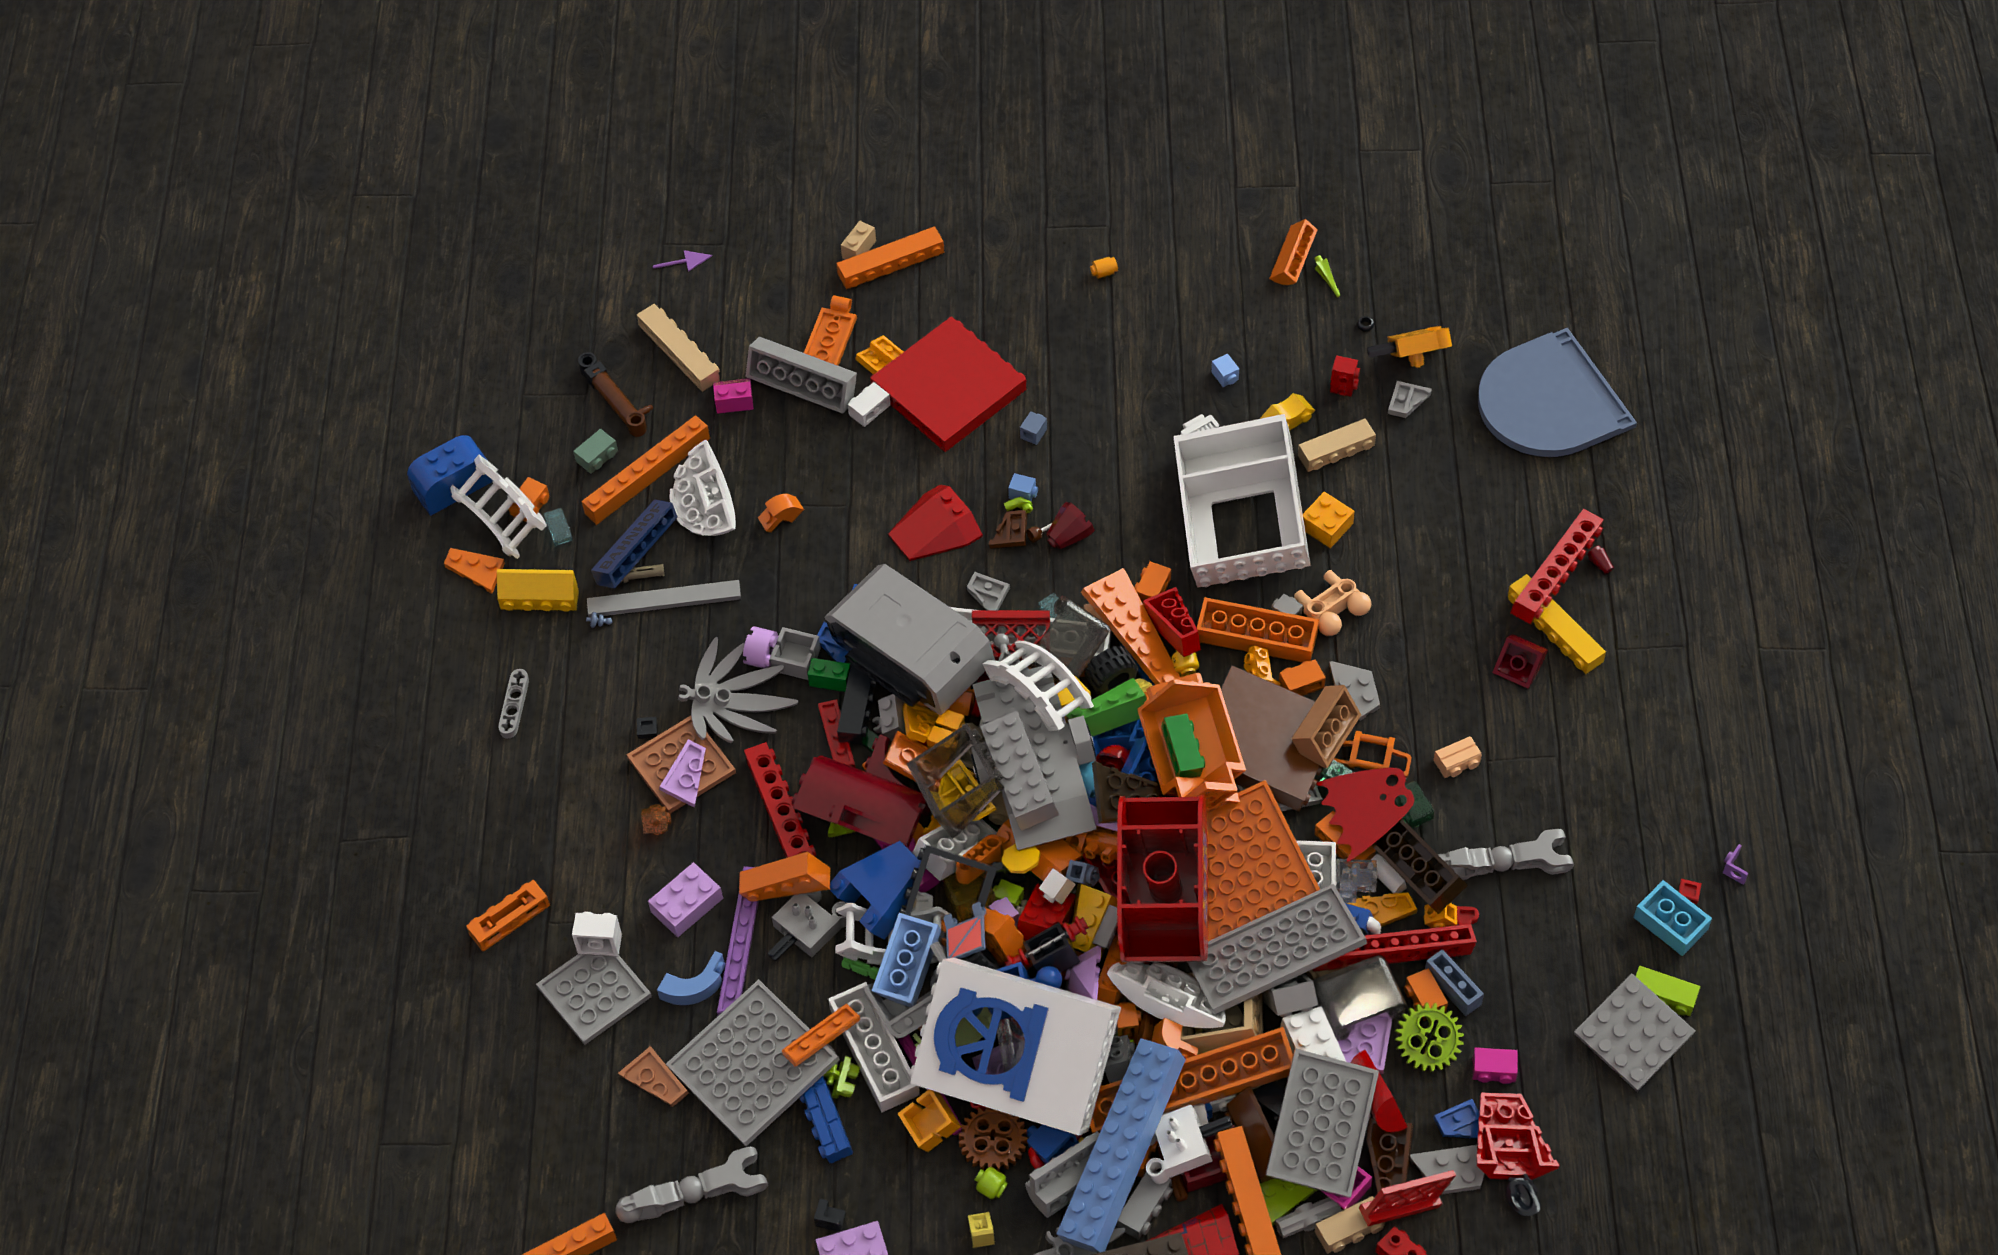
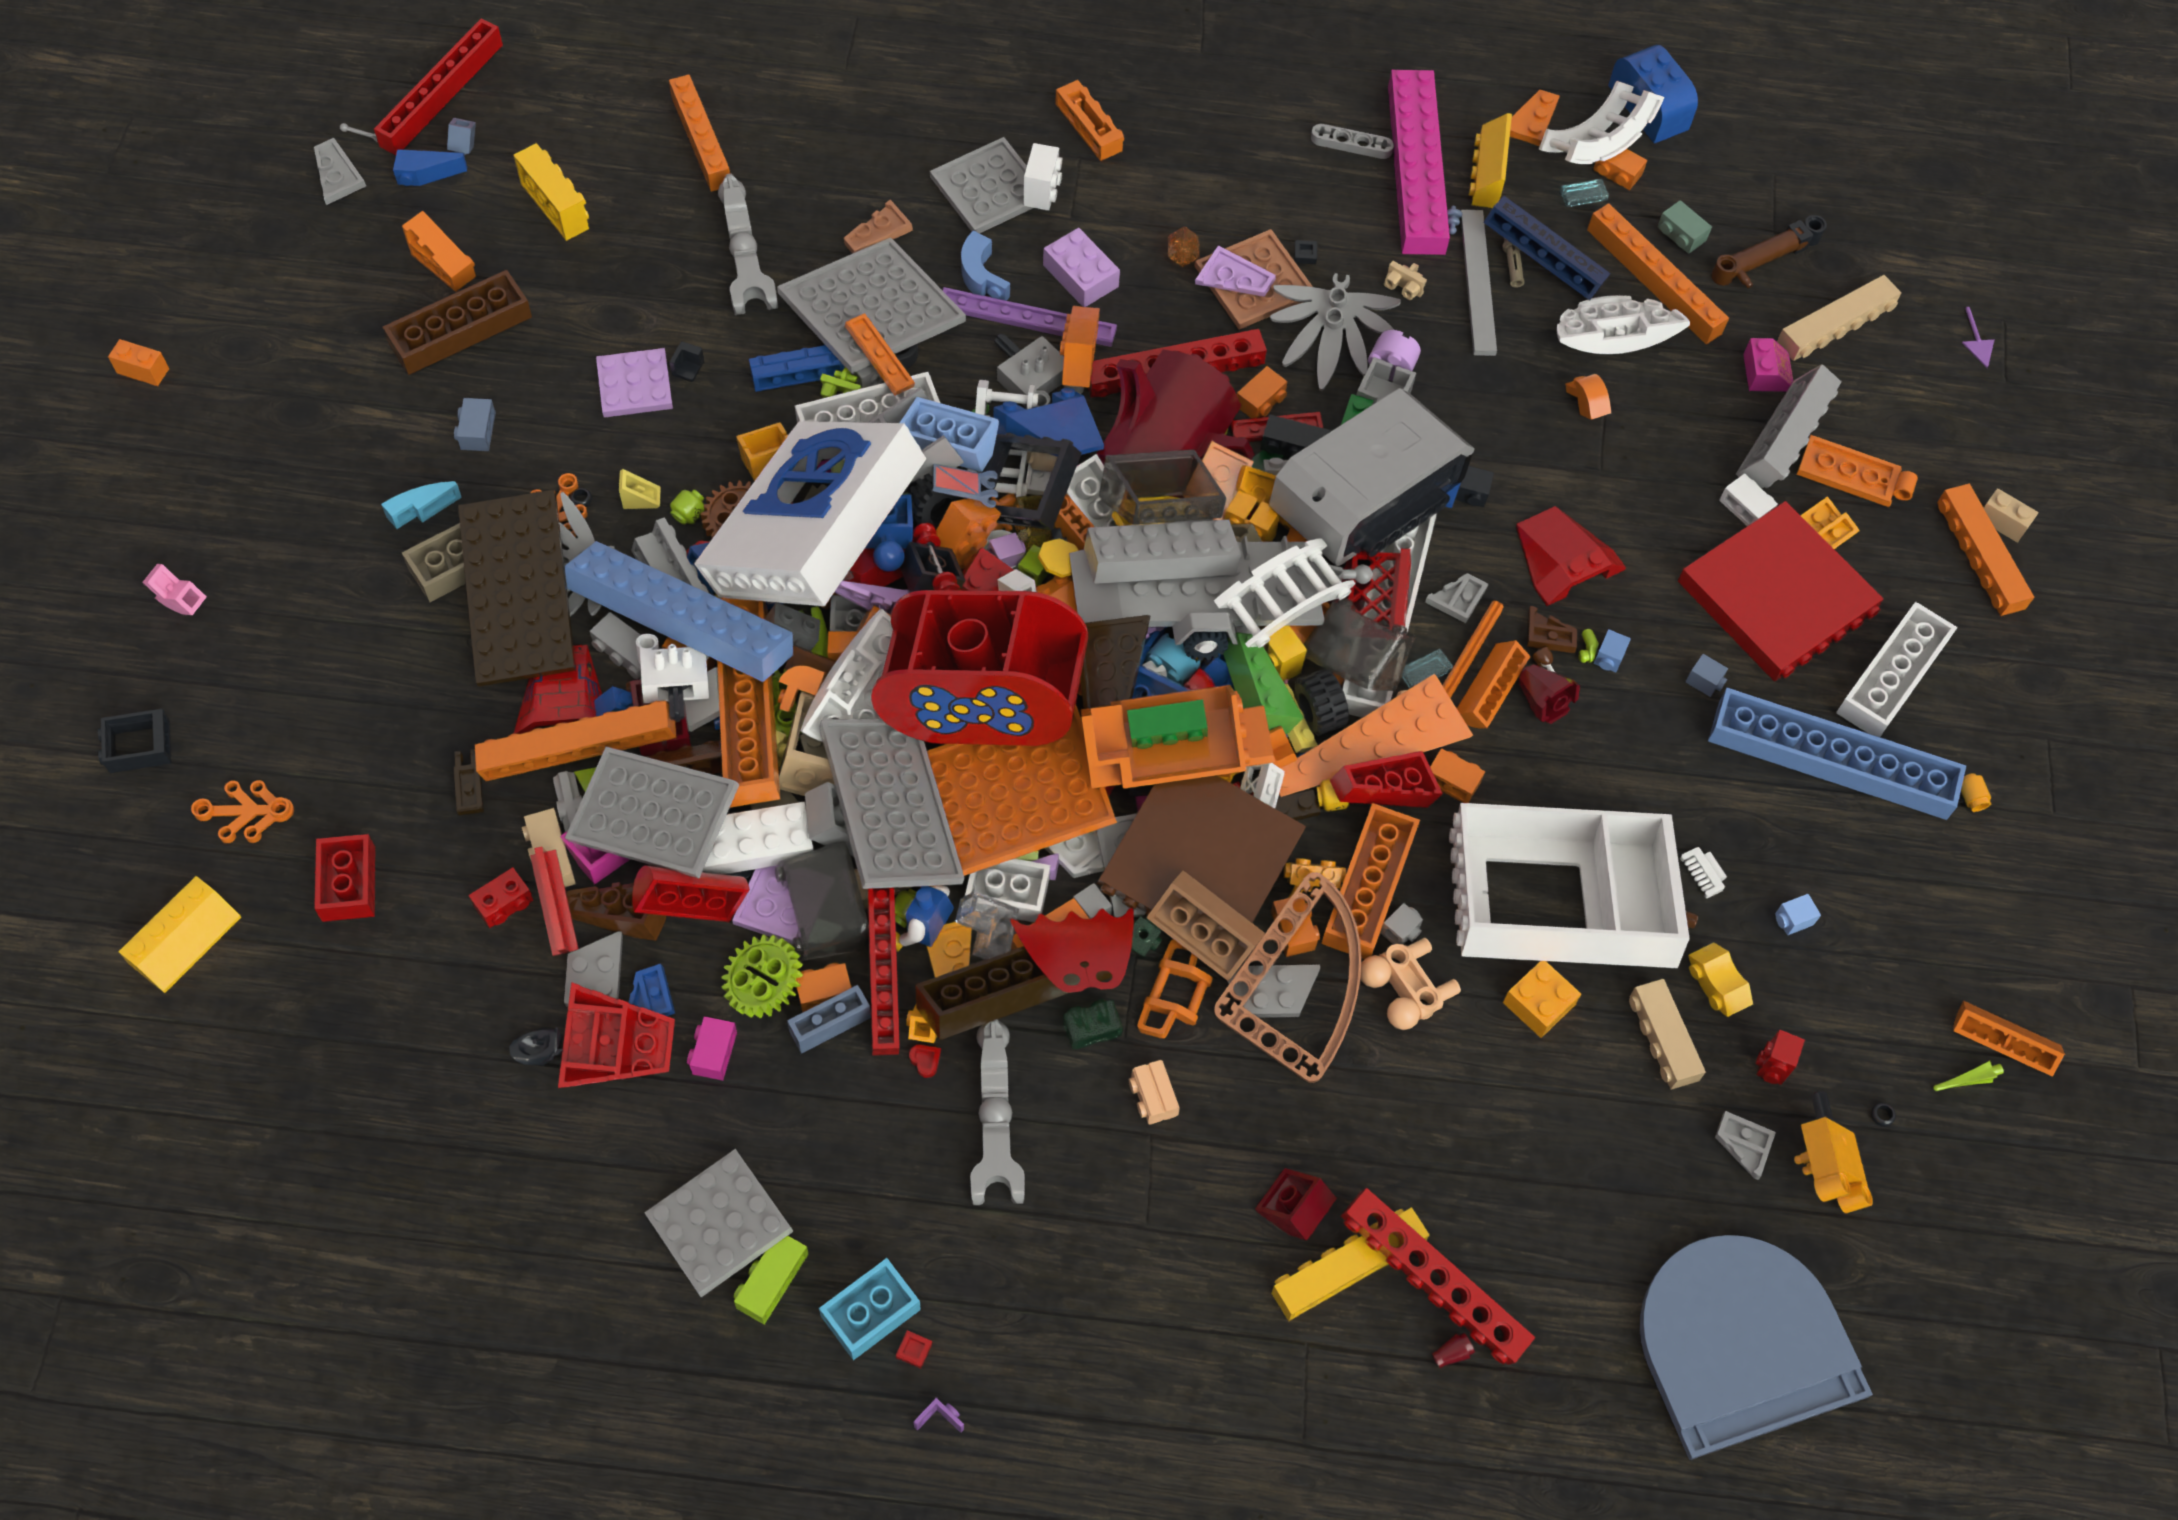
camera: 90 degrees right, 5 degrees up
(537, 648) = (1418, 162): none -> dark pink brick
(668, 648) = (1407, 278): none -> tan hips
(805, 744) = (1262, 393): none -> orange piece
(1011, 310) = (1896, 670): none -> white brick
(1036, 583) = (1472, 647): none -> orange axle
(1064, 565) = (1492, 684): none -> orange brick
(1089, 347) = (1837, 753): none -> medium blue brick
(1207, 1198) = (613, 701): none -> blue brick
(1313, 814) = (1092, 900): none -> light grey brick
(1324, 677) = (1268, 960): none -> nougat beam

